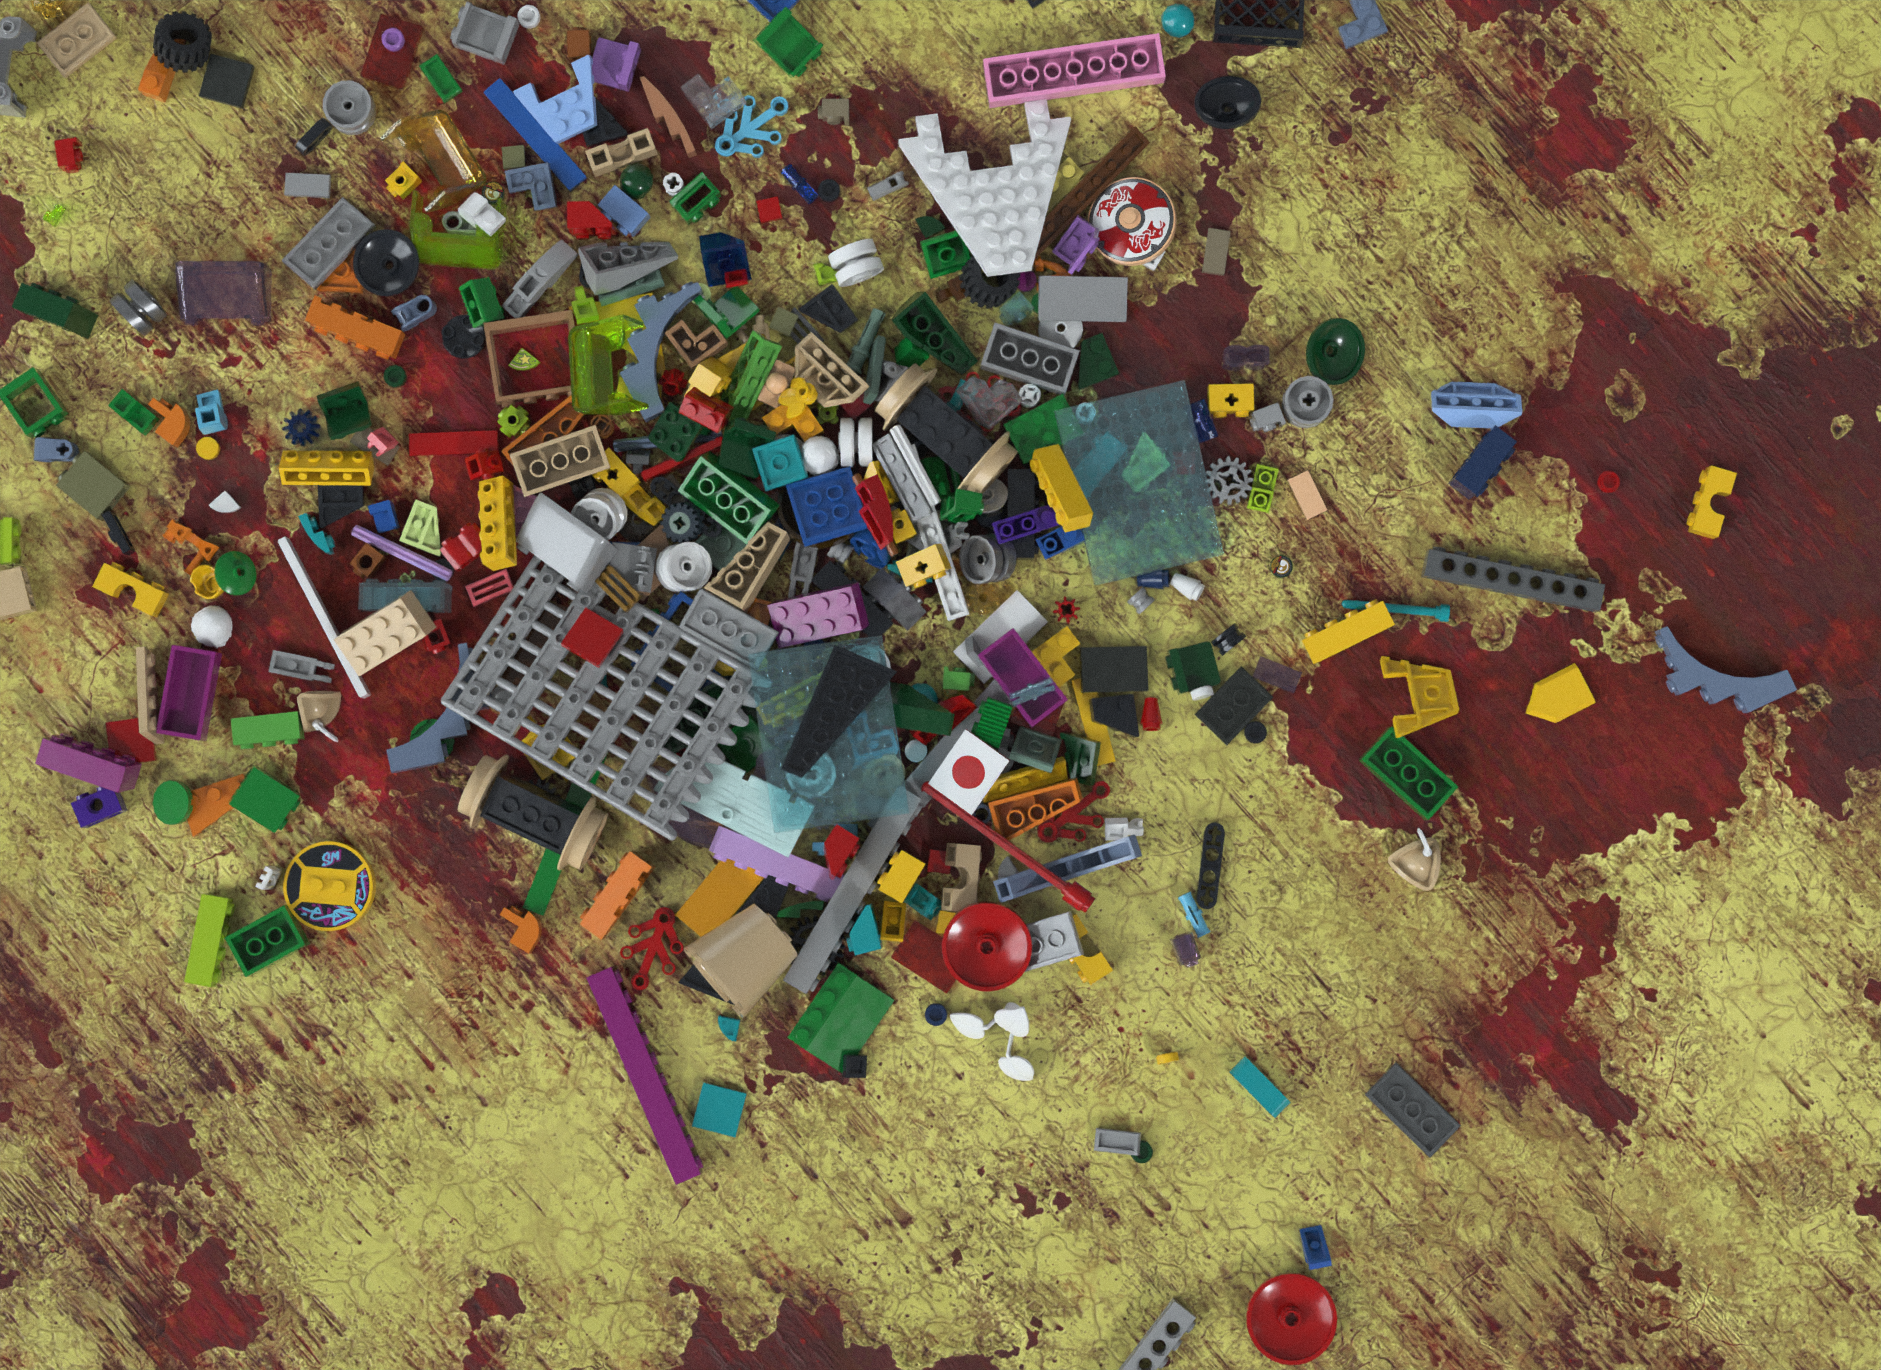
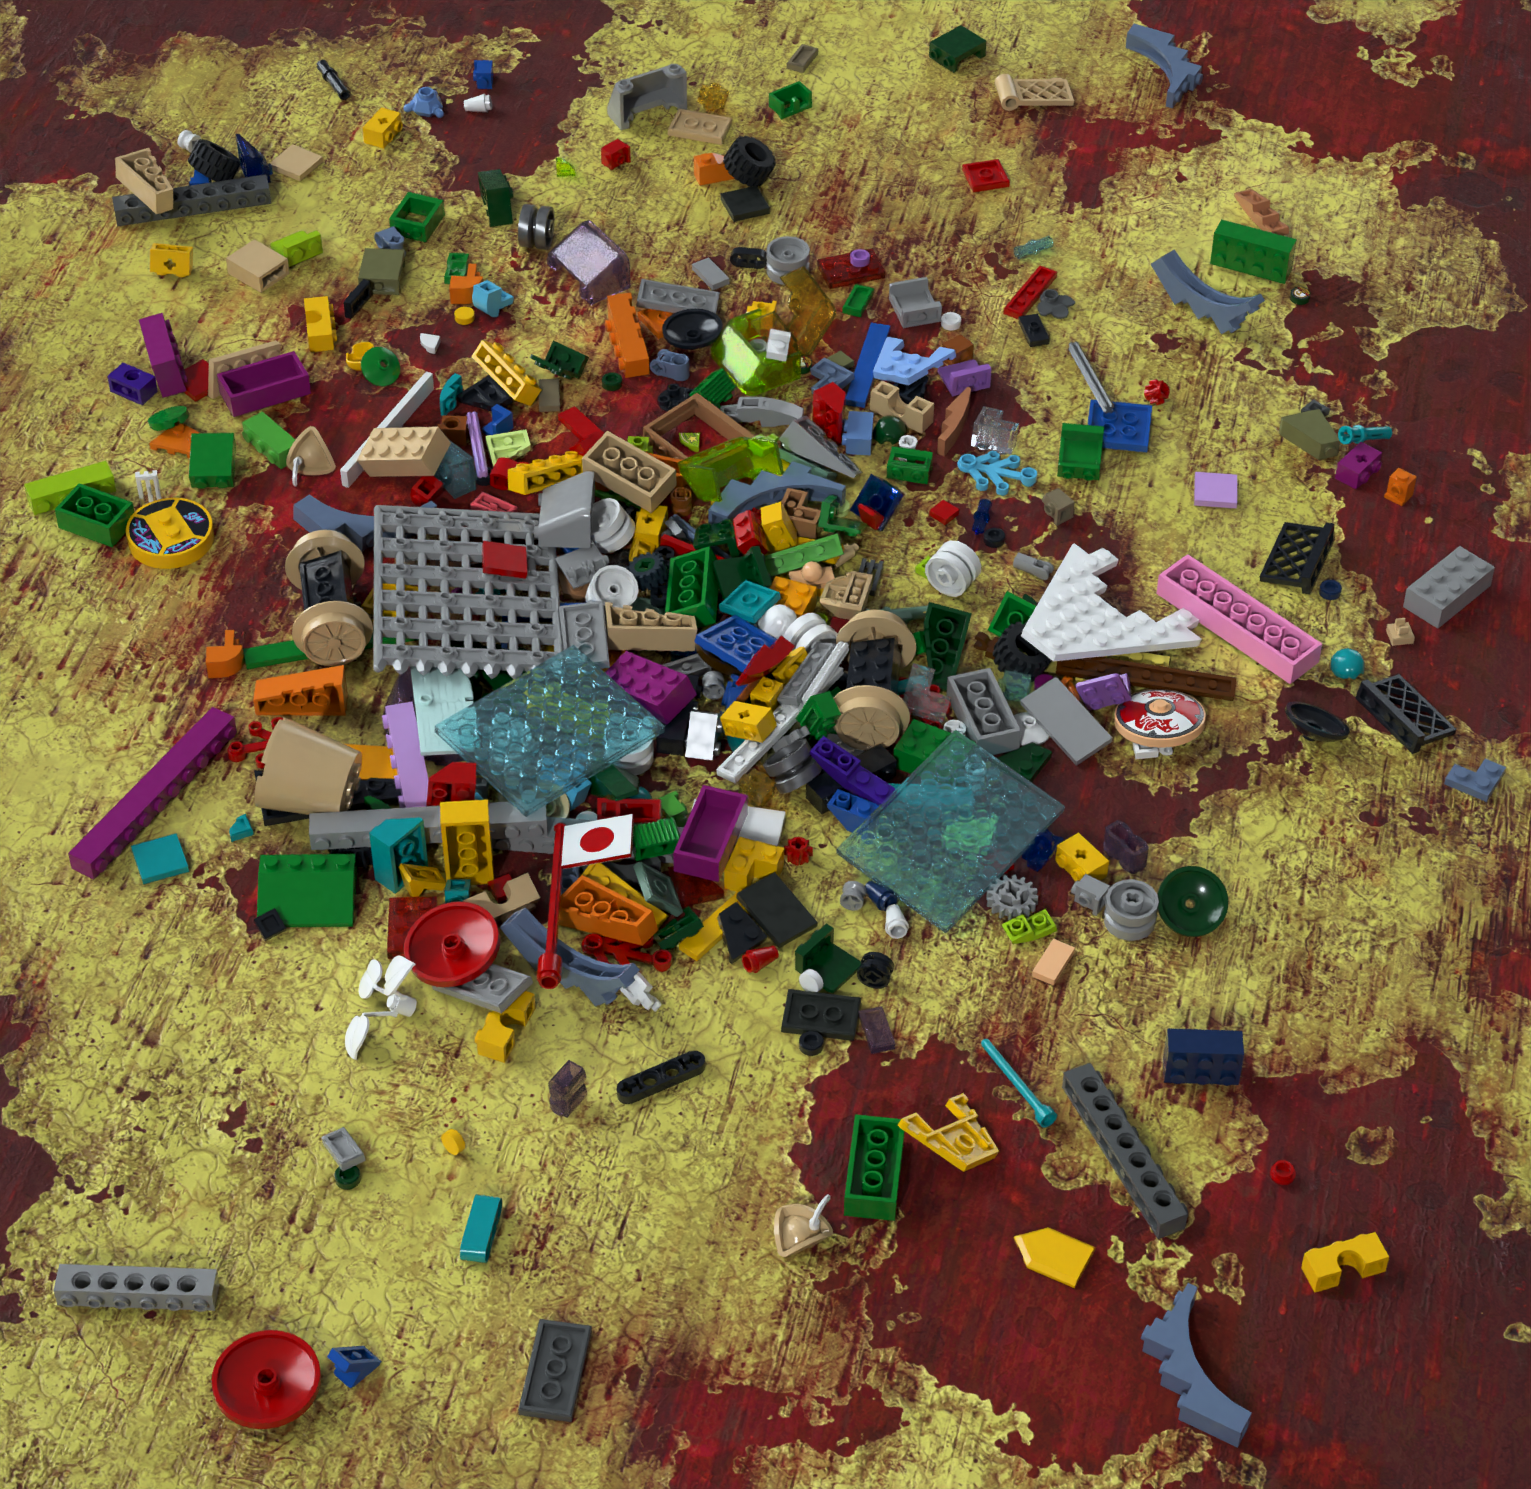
camera: 50 degrees right, 40 degrees down
(178, 532) = (386, 326): orange piece -> none
(212, 626) = (328, 376): white hair -> none
(298, 666) = (336, 435): light grey hinge -> none
(308, 421) = (523, 347): clear blue gear -> none
(381, 440) = (554, 389): coral tile -> none
(606, 576) = (552, 557): pearl gold tile -> none
(784, 321) = (865, 558): olive tile -> none
(798, 396) = (816, 583): yellow plate -> none
(830, 310) = (902, 582): black wing -> none
(840, 696) = (590, 711): black wing -> none
(936, 1014) = (360, 958): dark blue tile -> none
(1032, 691) = (703, 831): clear light blue pin -> none
(1061, 488) = (893, 768): yellow brick -> none
(1200, 927) = (605, 1088): medium azure pin -> none
(1216, 251) = (1192, 789): dark tan tile -> none
(1281, 566) = (974, 979): tile -> none
(1347, 632) = (961, 1050): yellow brick -> none
(1475, 404) = (1234, 1014): light blue wedge -> none

